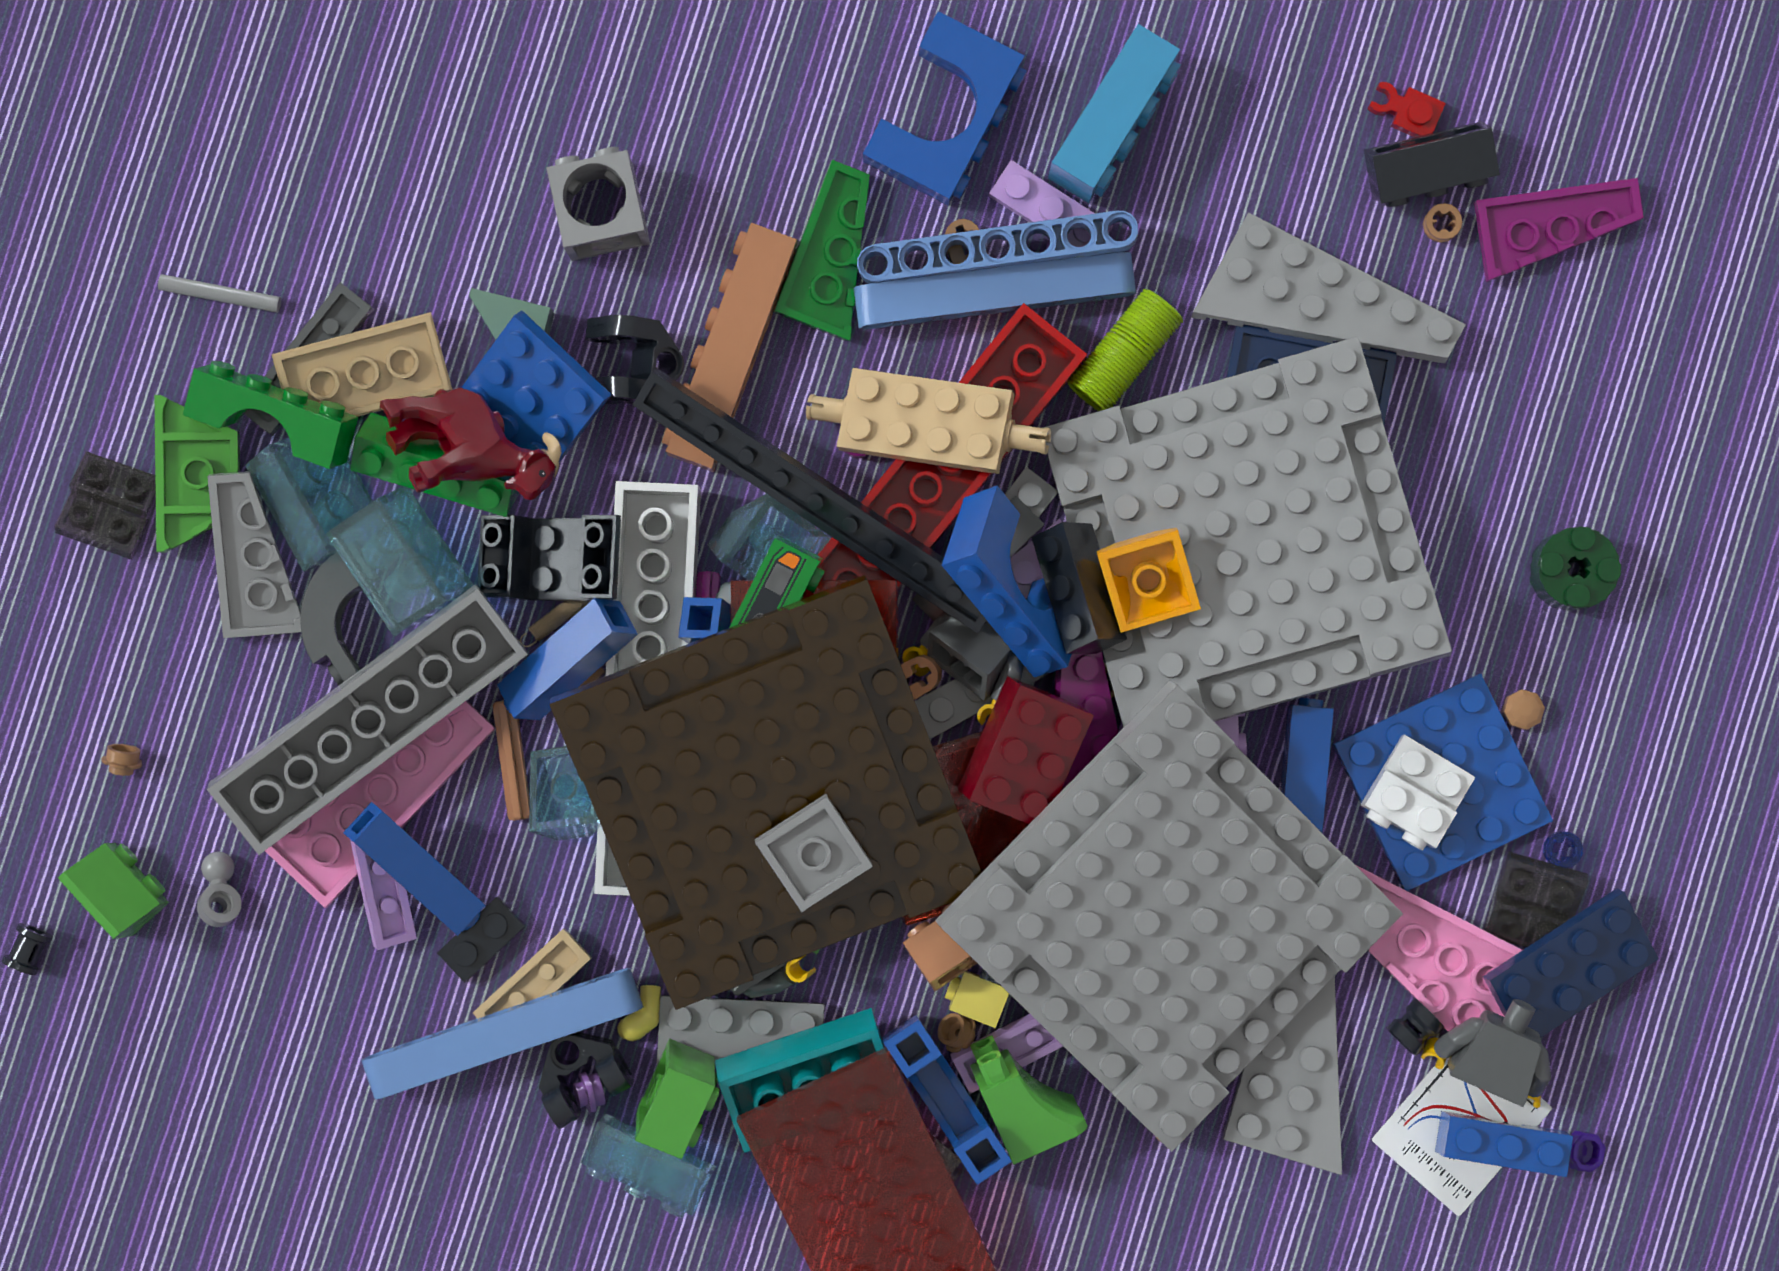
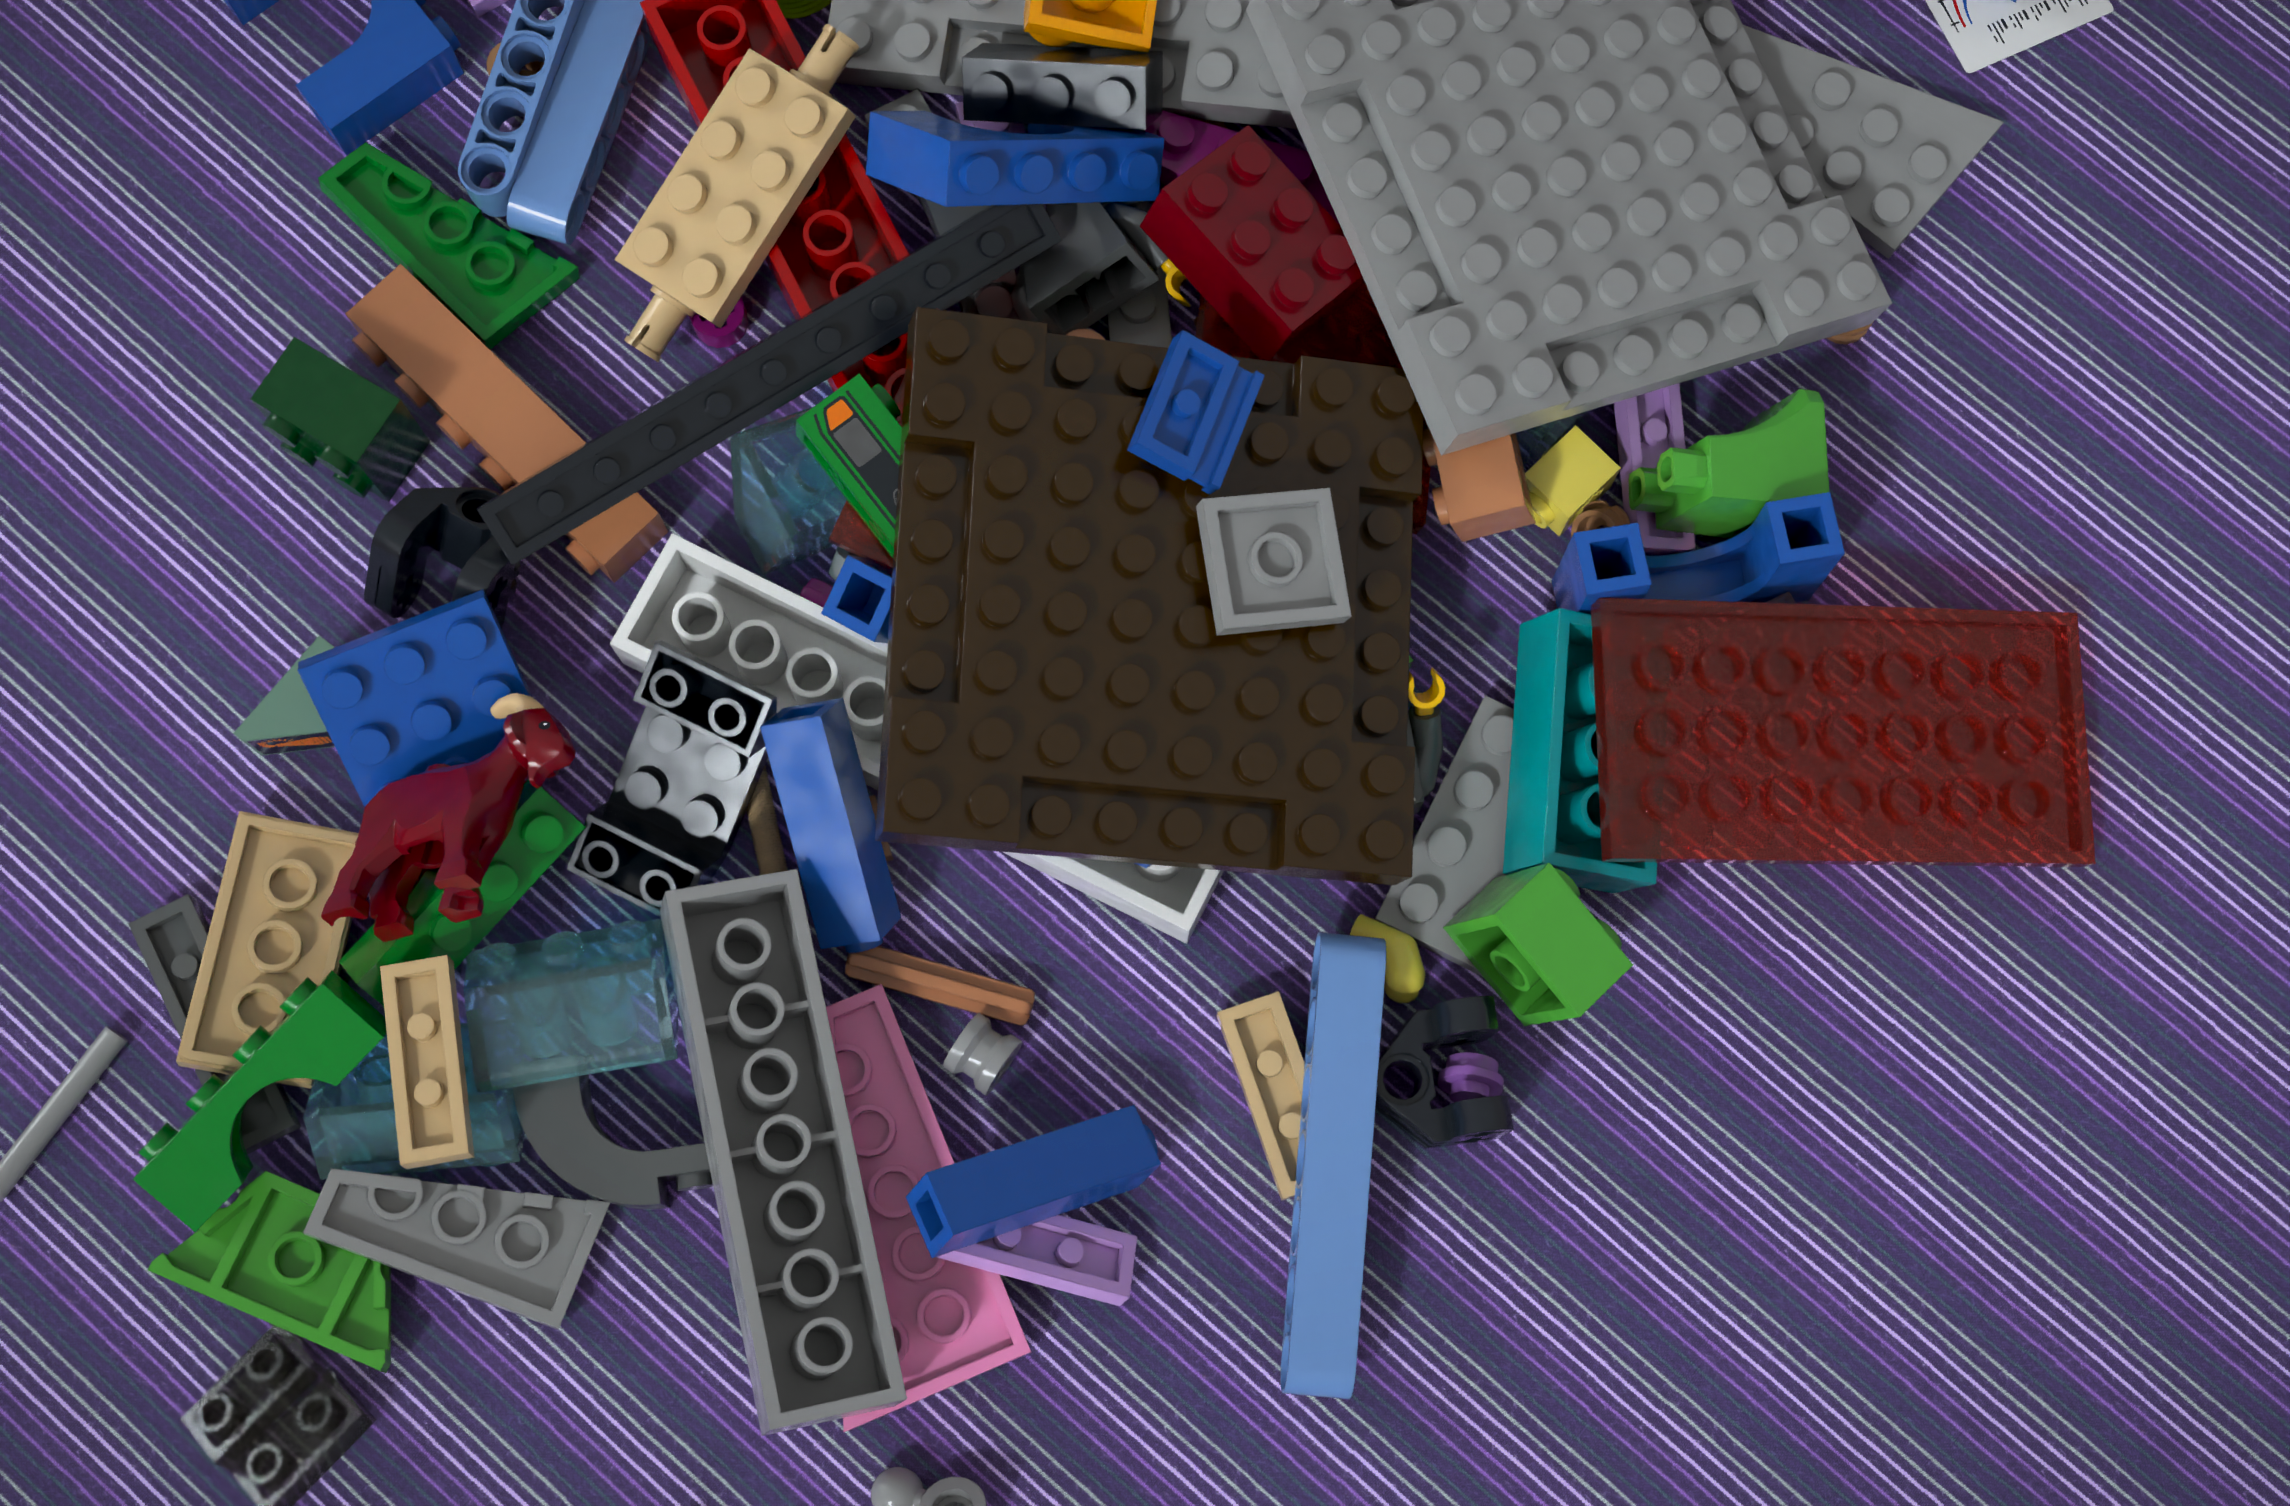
camera: 70 degrees left, 10 degrees down
(326, 500) = (426, 1062): none -> tan plate
(480, 804) = (982, 1053): none -> light grey wheel
(482, 941) = (1190, 1162): black plate -> none
(558, 797) = (1025, 913): clear light blue slope -> none
(581, 238) = (249, 541): light grey brick -> none
(644, 1169) = (1619, 1038): clear light blue slope -> none
(683, 253) = (340, 421): none -> dark green brick
(881, 769) = (1195, 412): none -> blue plate

